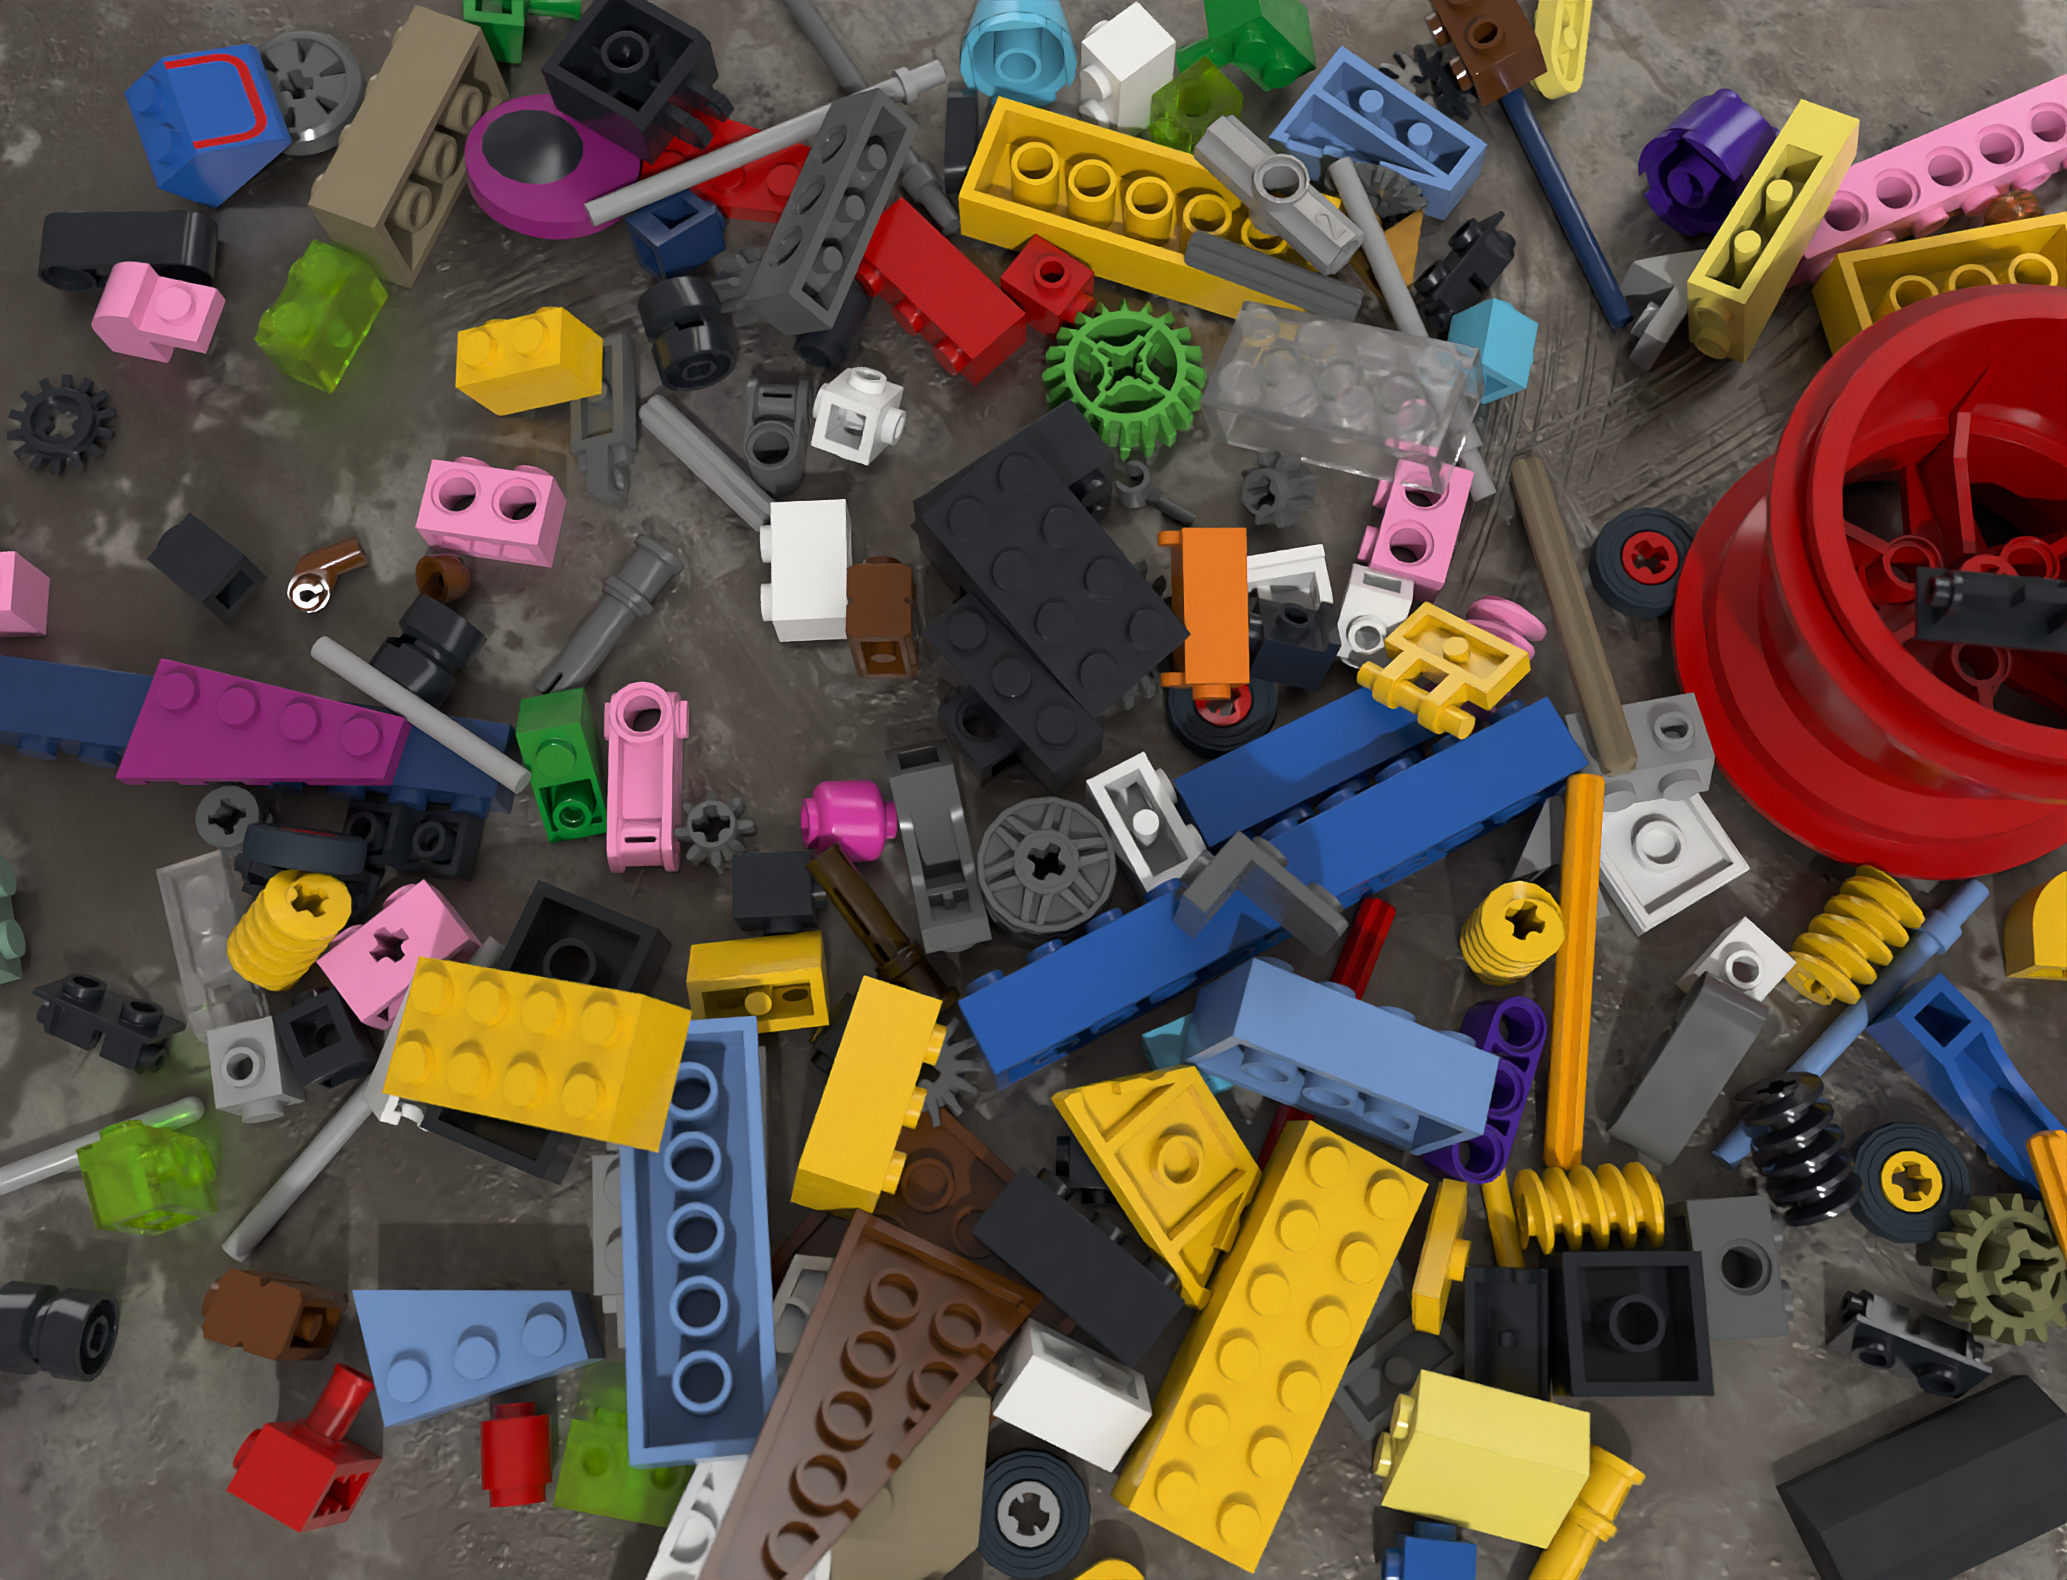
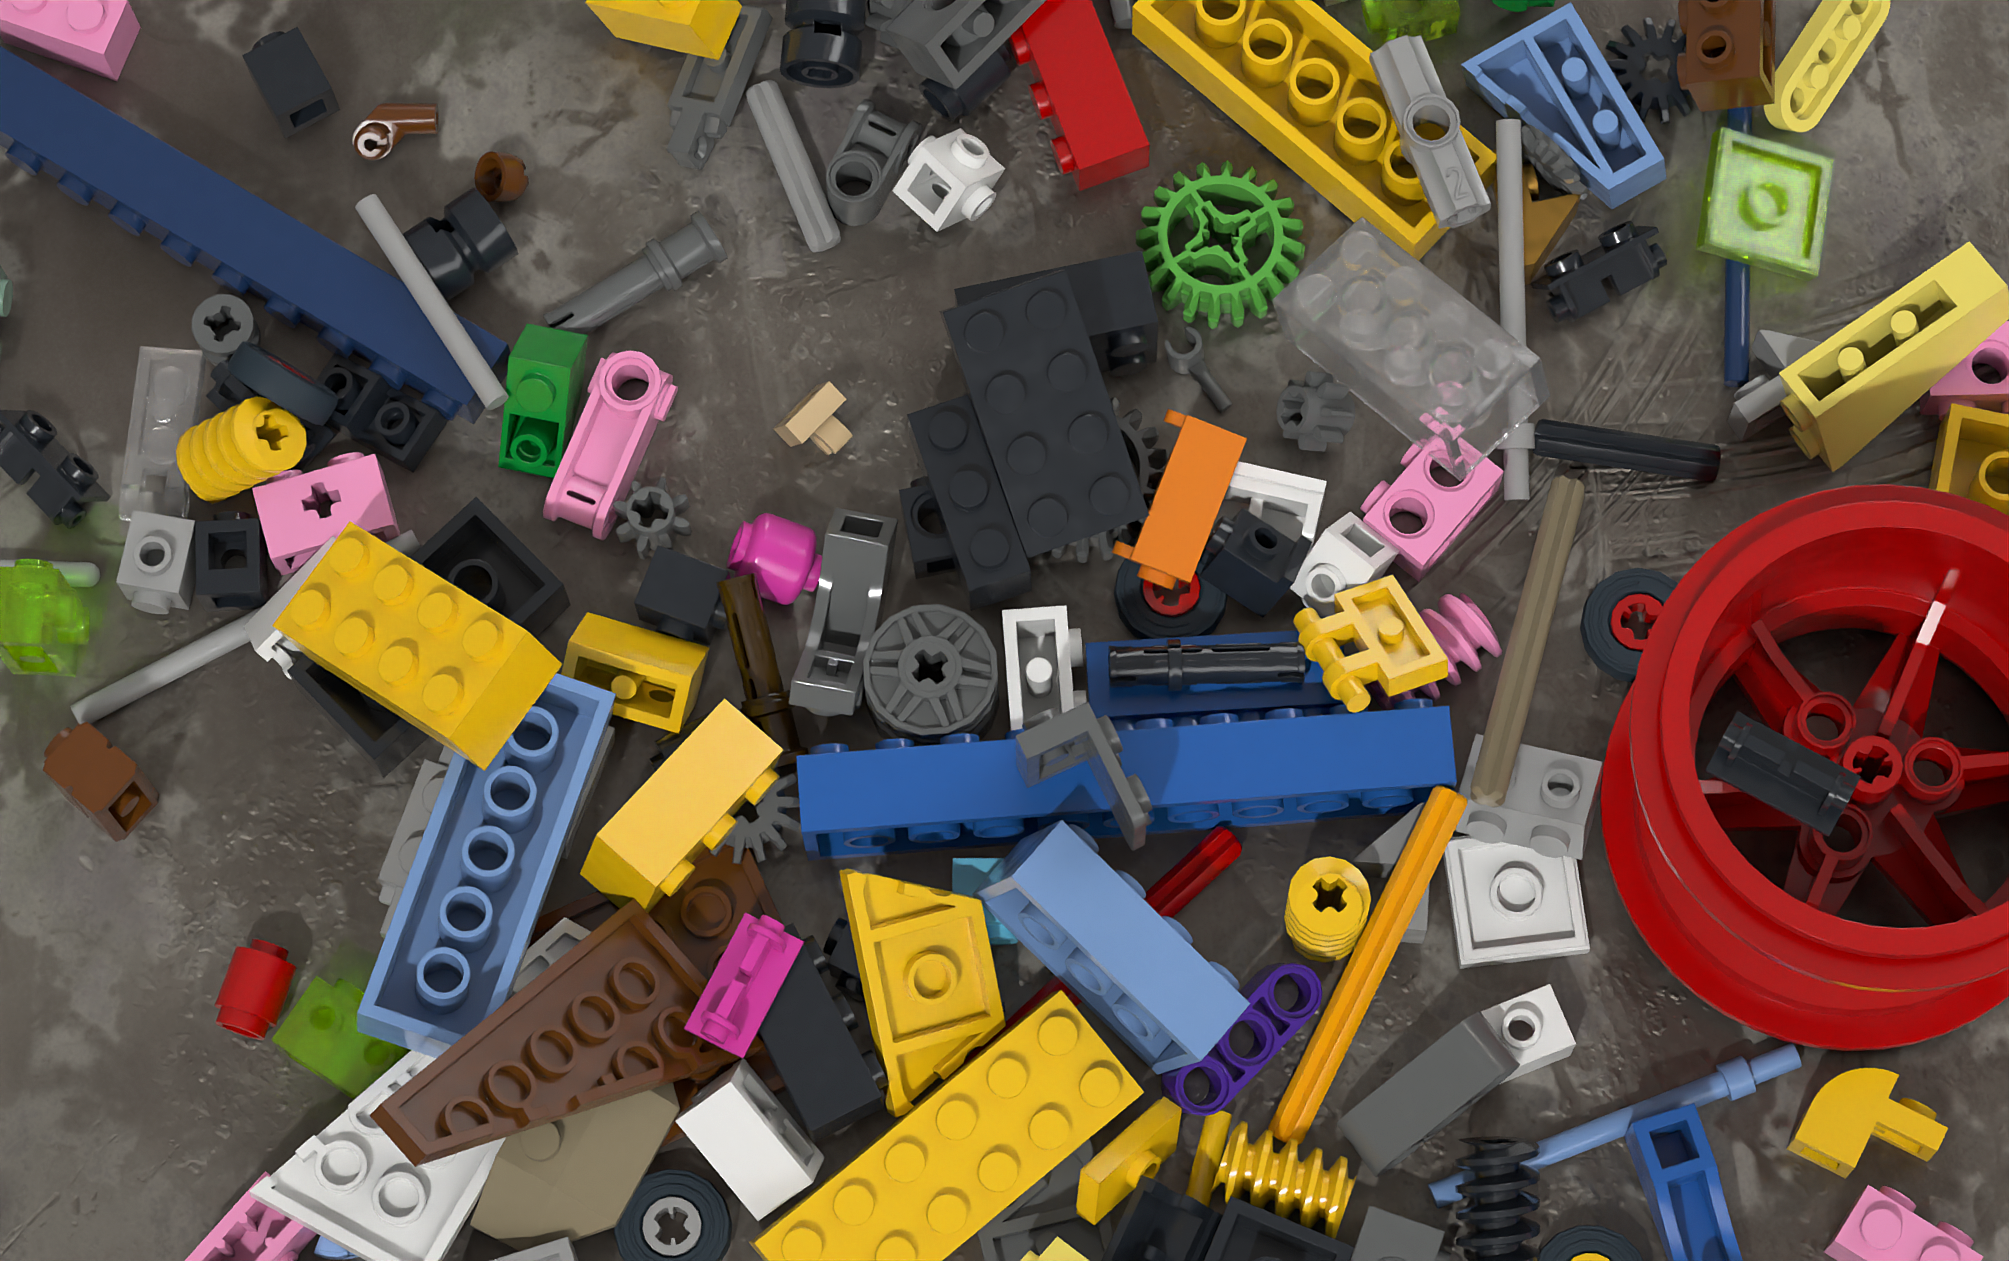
camera: 25 degrees right, 0 degrees up
(234, 729) = (261, 248): magenta wing -> none
(307, 1467) = (81, 915): red brick -> none
(468, 1345) = (254, 880): medium blue wedge -> none
(487, 524) = (562, 143): bright pink brick -> none
(809, 565) = (840, 310): white brick -> none
(829, 680) = (814, 419): none -> tan tile
(882, 618) = (885, 384): reddish brown brick -> none
(1005, 1251) = (744, 984): none -> dark pink hinge
(1049, 287) = (1187, 125): red brick -> none
(1273, 276) = (1391, 208): dark grey axle -> none
(1275, 762) = (1205, 664): none -> black pin
(1504, 343) = (1585, 358): medium azure brick -> none
(1562, 415) = (1627, 450): none -> black axle
(1575, 161) = (1764, 204): none -> clear neon green tile
(1705, 162) = (1879, 251): dark purple brick -> none
(1848, 934) = (1645, 1046): yellow piece -> none

